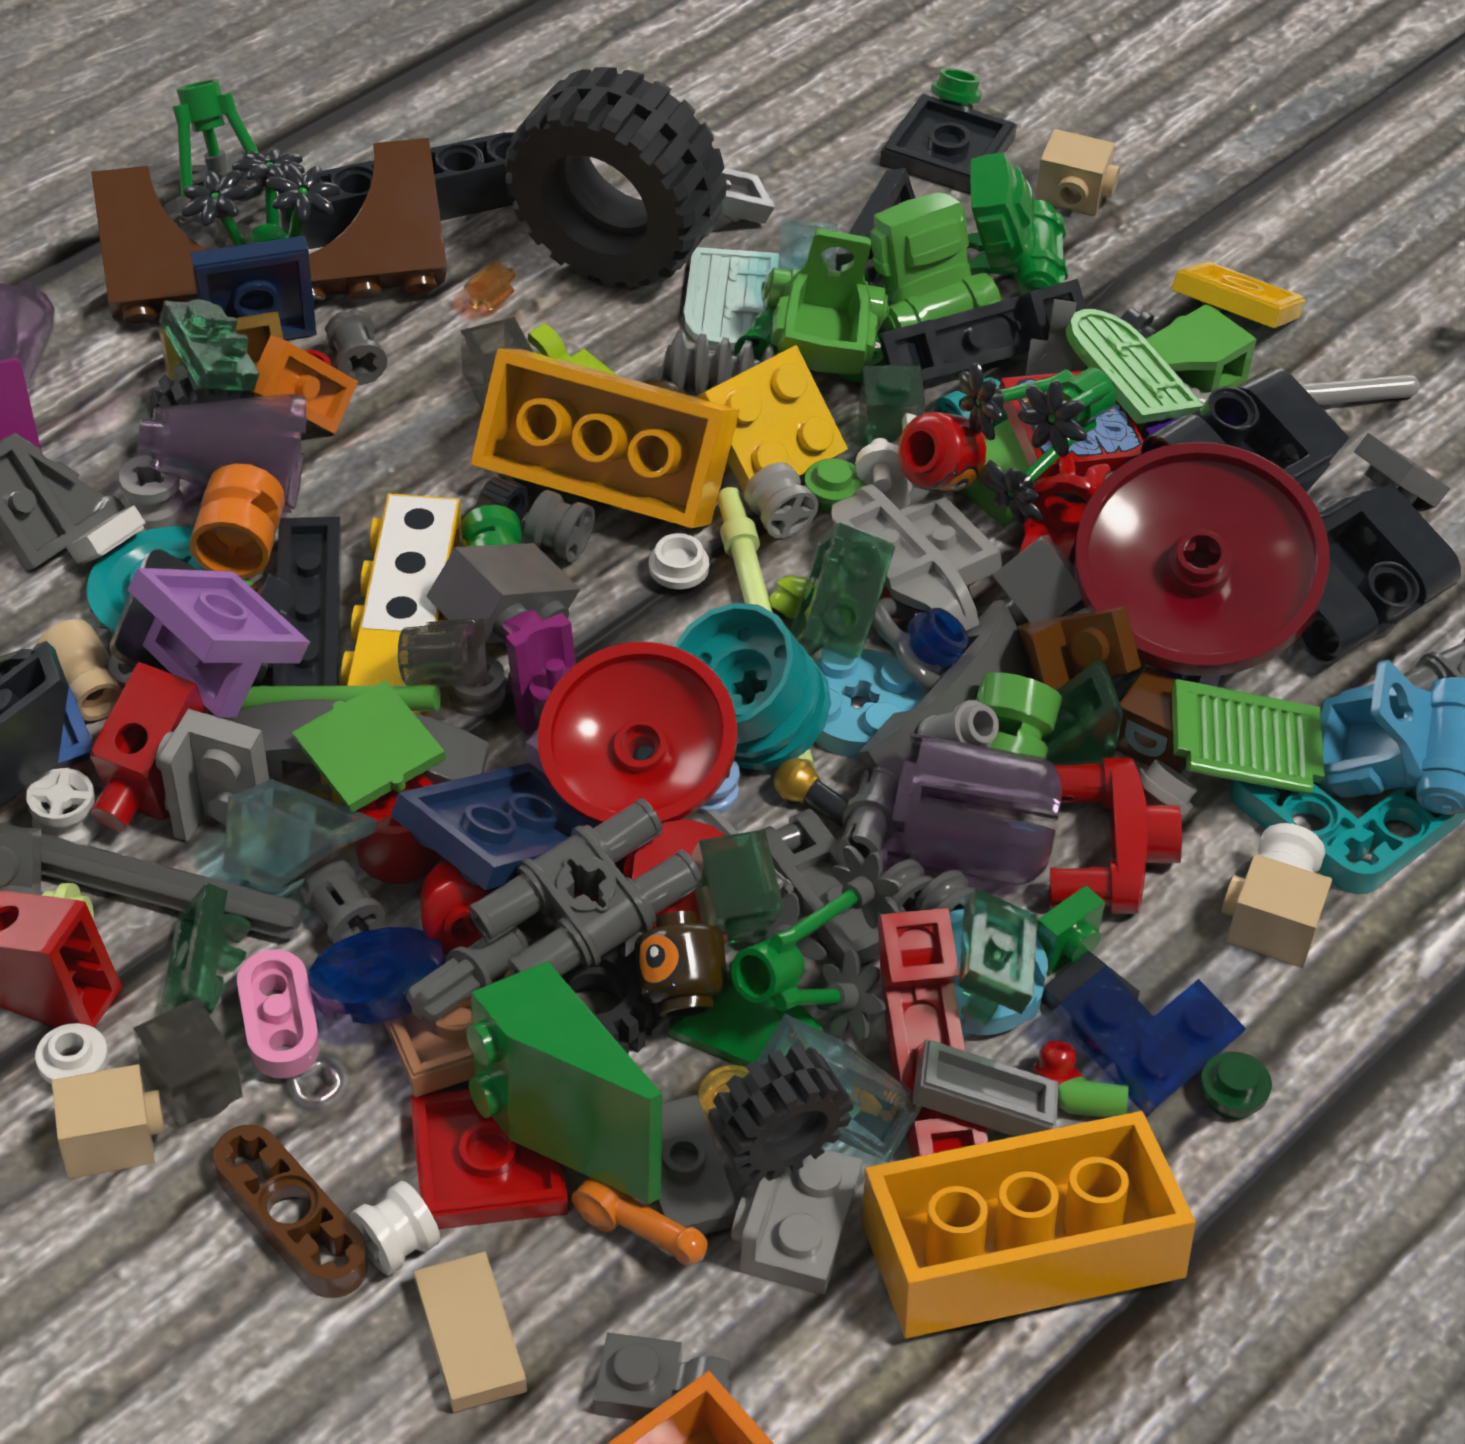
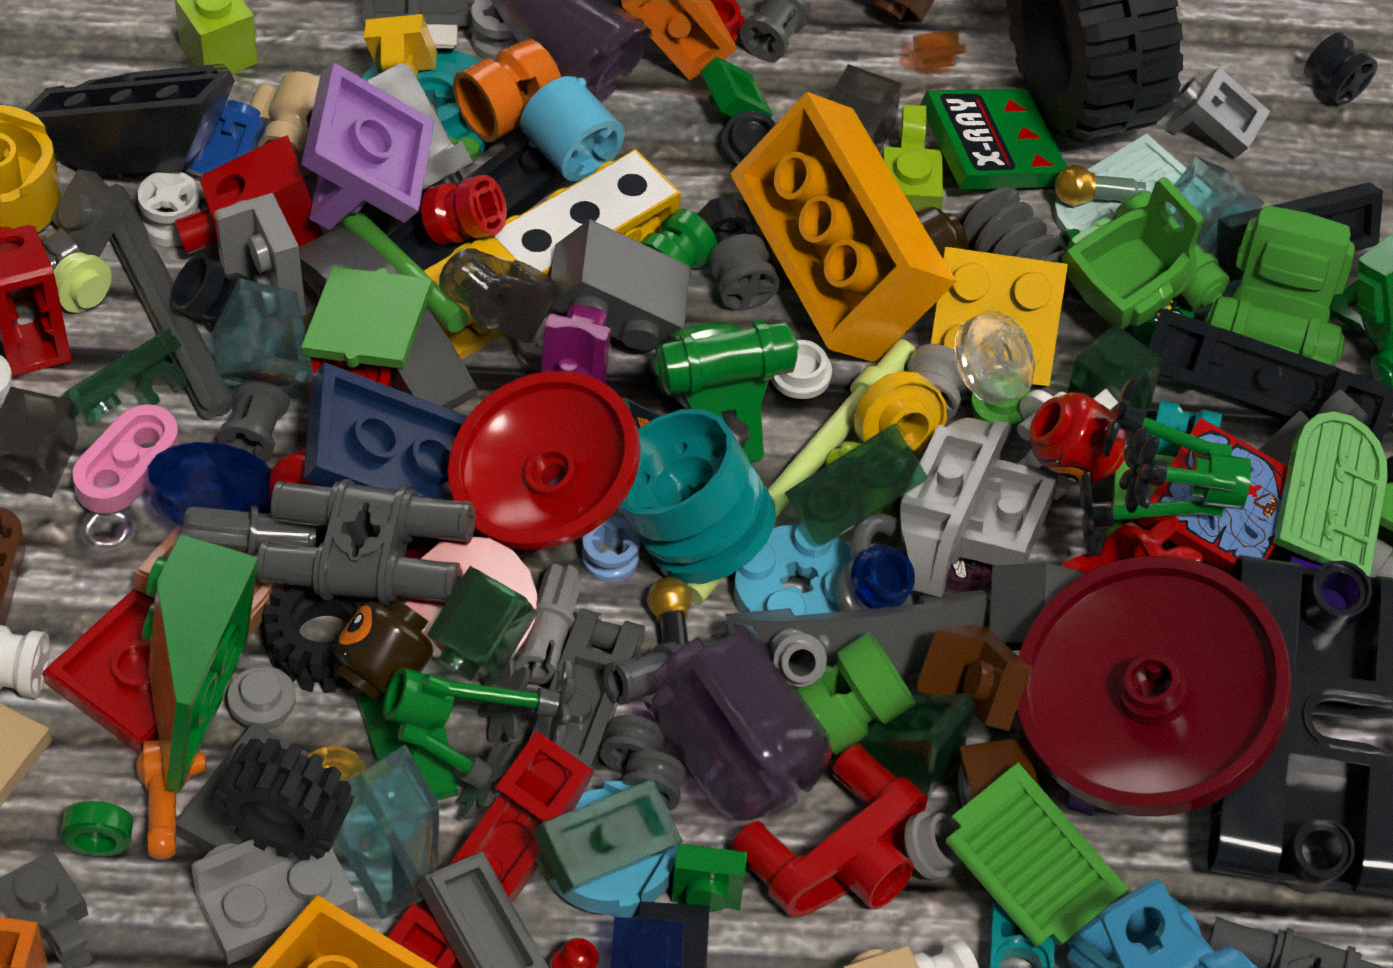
camera: 45 degrees right, 5 degrees up
(109, 551) = (400, 42): none -> yellow tile
(189, 837) = (203, 288): none -> black wheel
(329, 509) = (571, 128): none -> medium azure piece
(330, 621) = (462, 210): none -> red wheel
(391, 415) = (733, 89): none -> green plate
(443, 435) = (744, 133): none -> black plate
(608, 316) = (993, 138): none -> green tile
(622, 1285) = (96, 828): none -> green tile
(647, 594) = (725, 370): none -> green piece
(703, 306) = (1078, 185): none -> piece
(765, 118) = (1340, 68): none -> black wheel
(792, 532) = (901, 400): none -> yellow plate
(817, 445) = (994, 358): none -> clear plate

